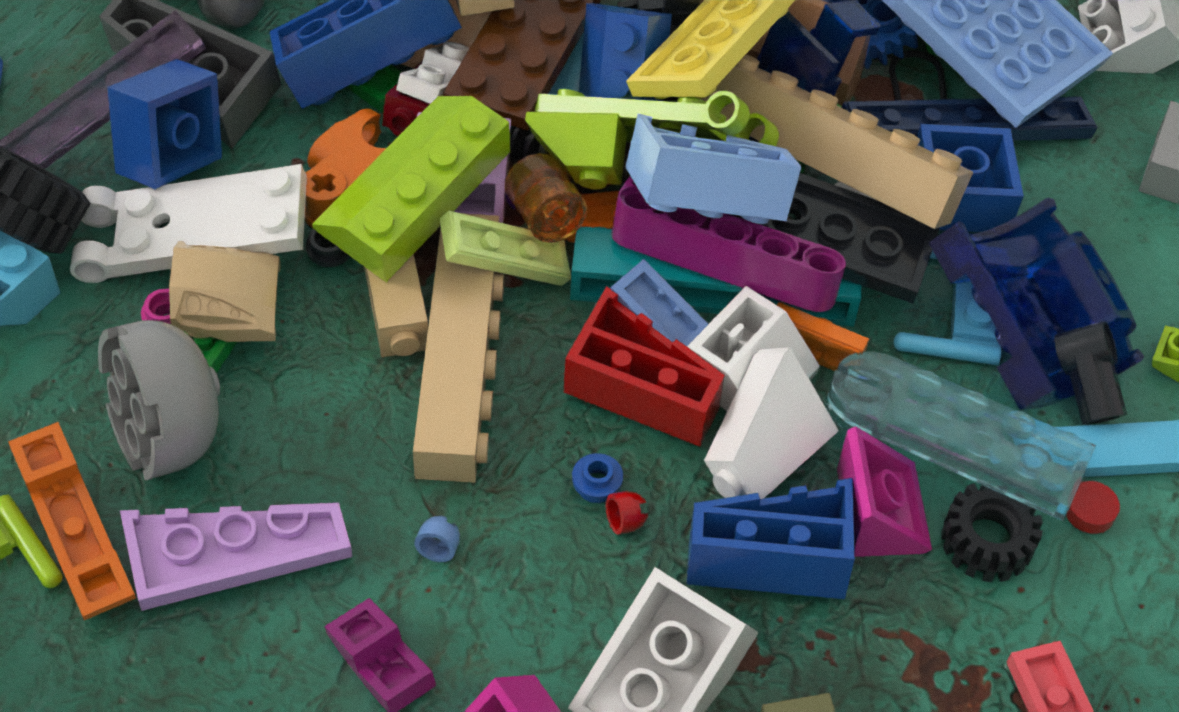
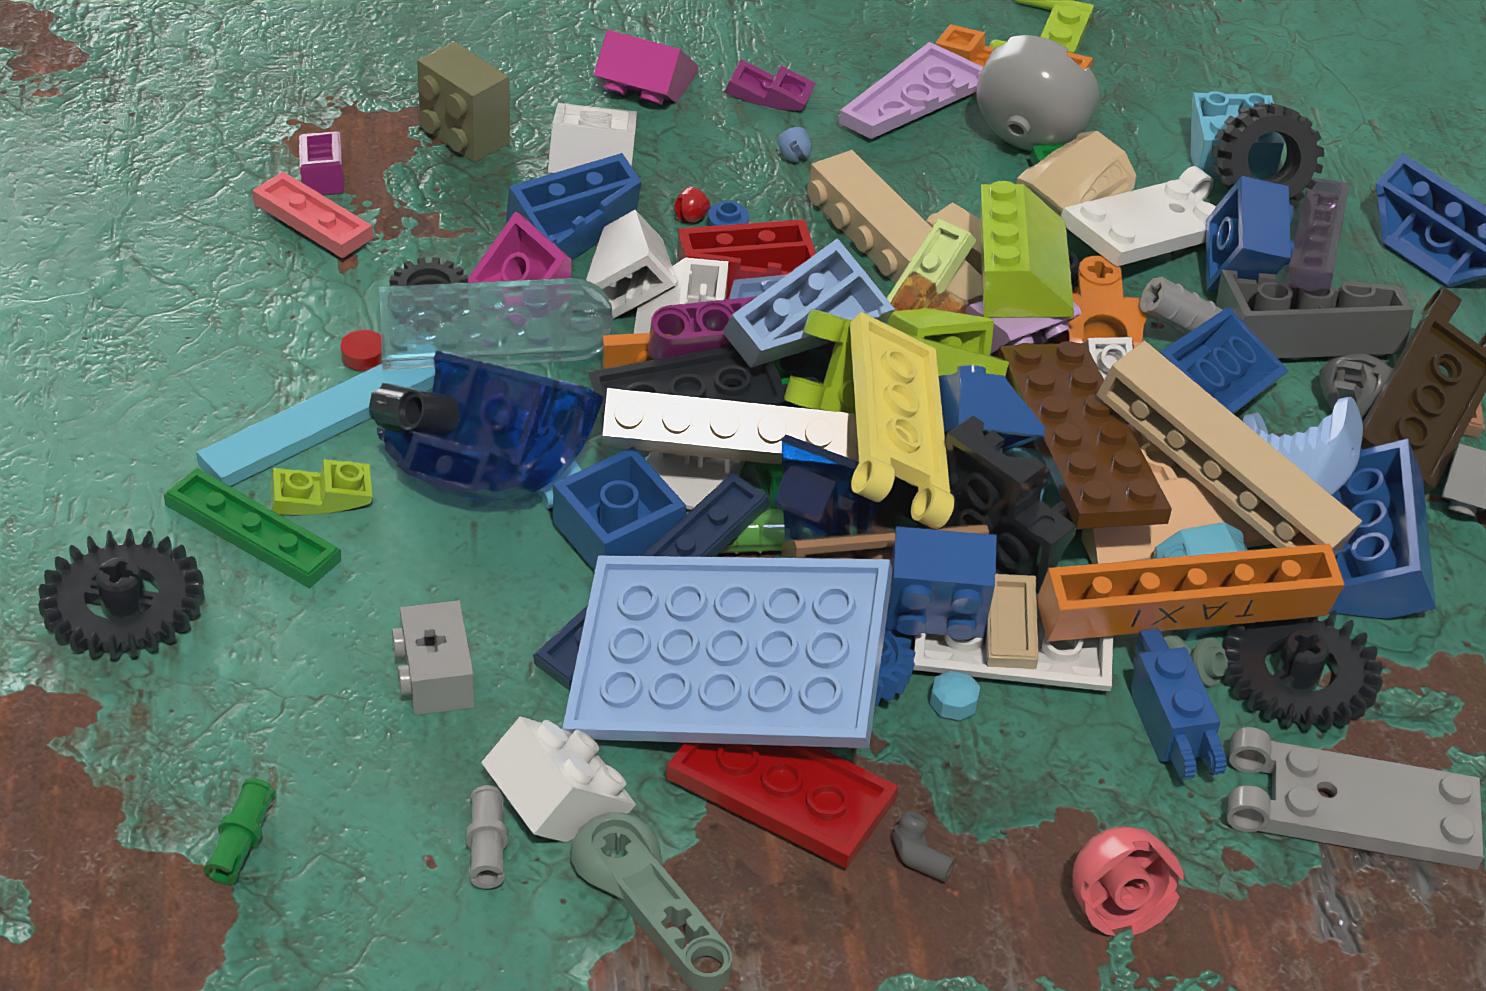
camera: 145 degrees right, 10 degrees down
(295, 112) = (1176, 305): none -> light grey axle

